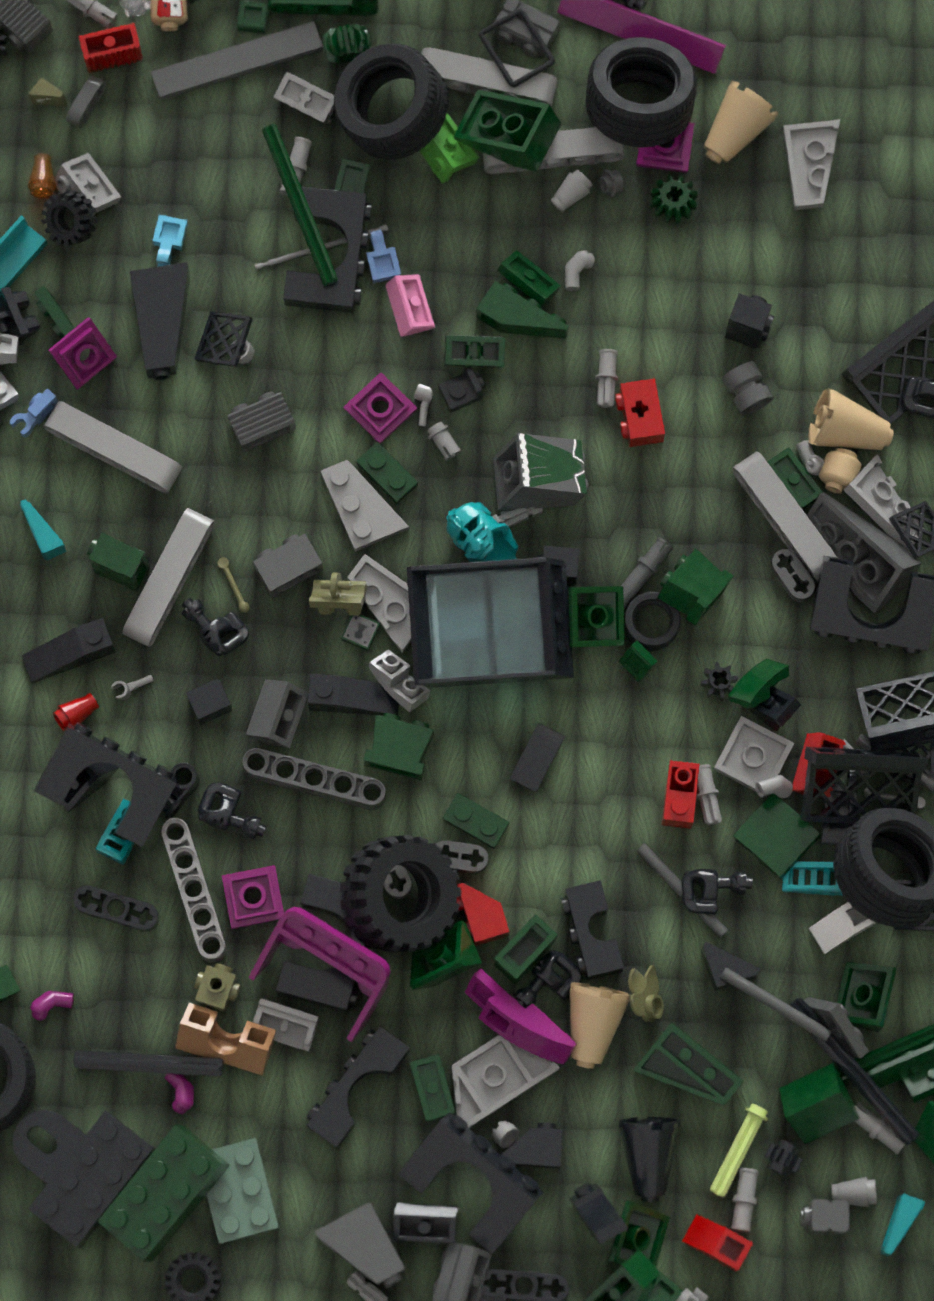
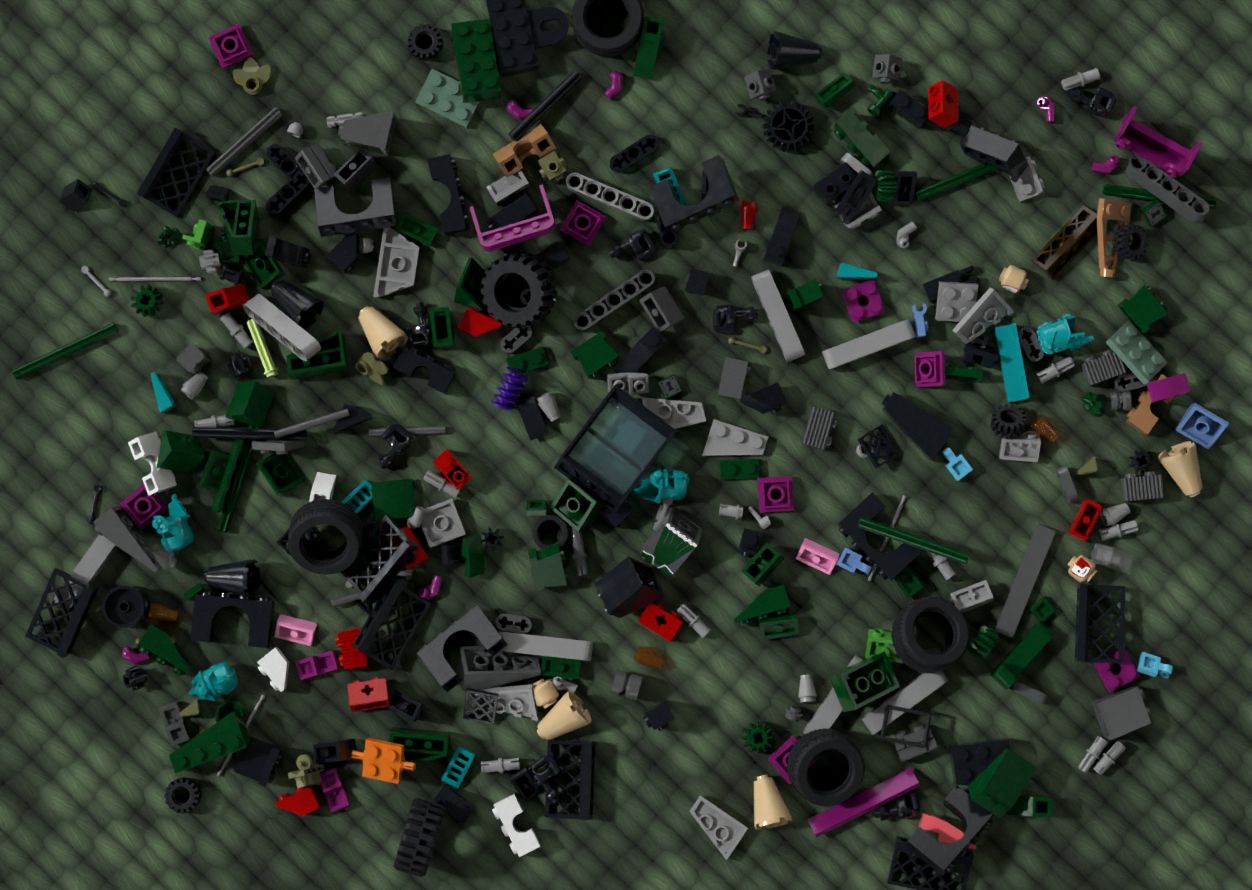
camera: 135 degrees right, 10 degrees up
(63, 479) = (870, 291): none -> magenta piece
(74, 23) = (1114, 514): none -> light grey cone
(278, 505) = (766, 399): none -> black slope
(338, 594) = (695, 389): olive hips -> none
(505, 750) = (549, 406): none -> light grey cone
(523, 1027) = (404, 296): magenta slope -> none
(527, 806) = (510, 390): none -> dark purple piece
(574, 267) = (765, 656): light grey arm -> none
(636, 474) = (628, 588): none -> black slope
(676, 1260) = (231, 275): none -> black bush
(694, 1141) = (282, 327): none -> light grey beam
(695, 395) = (647, 657): none -> clear orange cone
(839, 700) = (432, 590): none -> magenta arm

